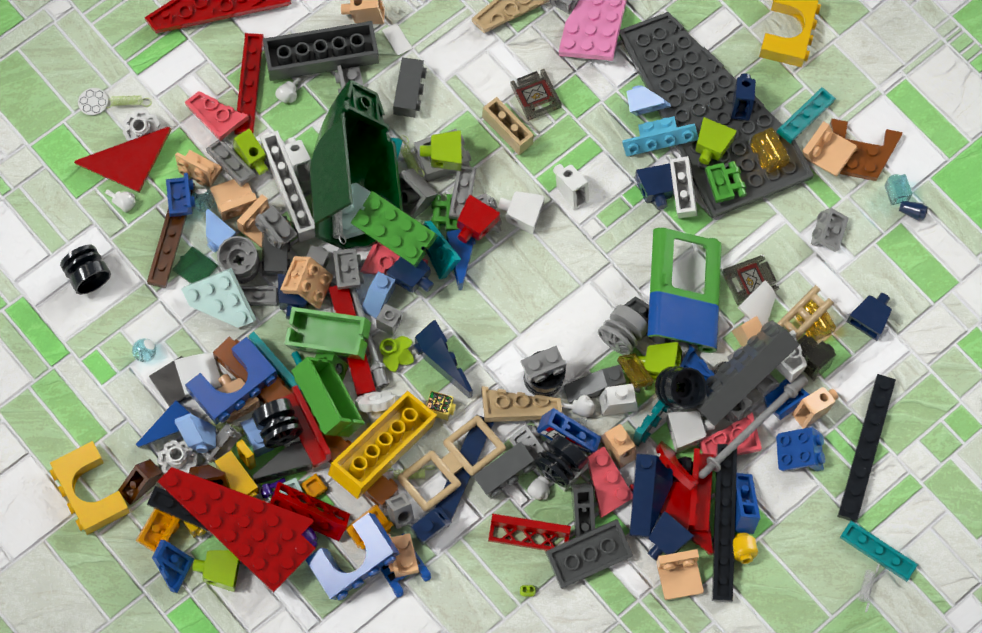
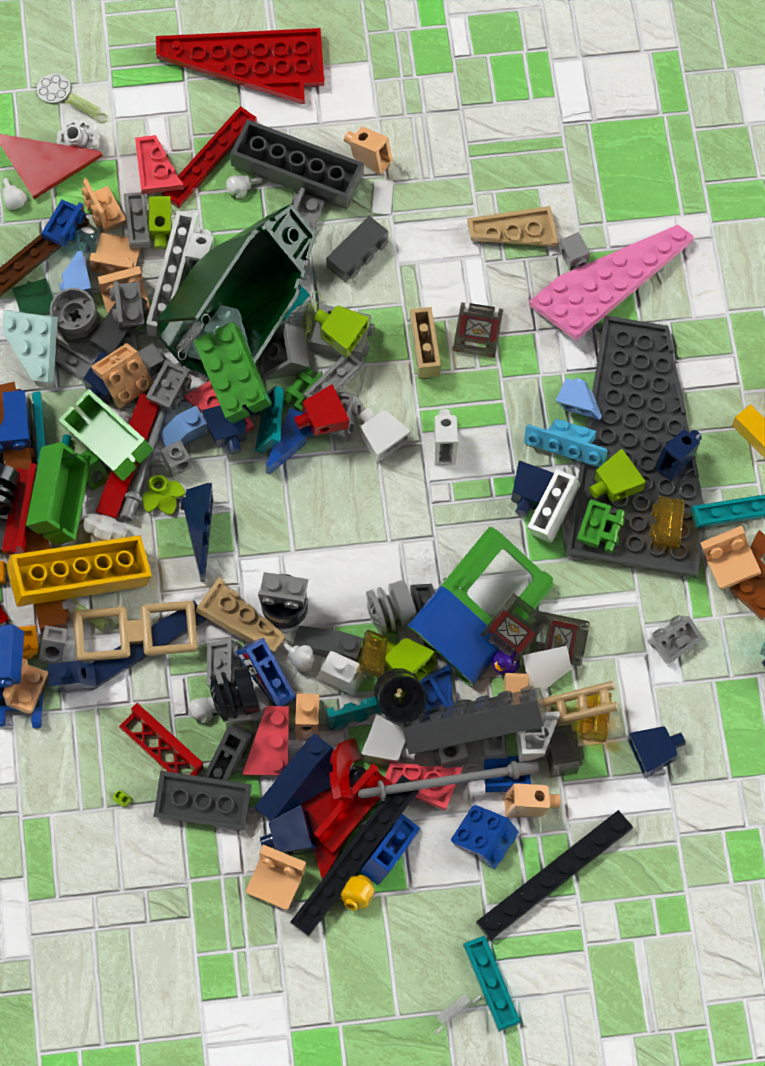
camera: 35 degrees right, 0 degrees up
(441, 405) = (165, 570): brick -> none
(505, 470) = (180, 669): dark grey brick -> none
(719, 294) = (510, 631): none -> clear smoke container
(728, 319) = (504, 663): none -> dark purple animal

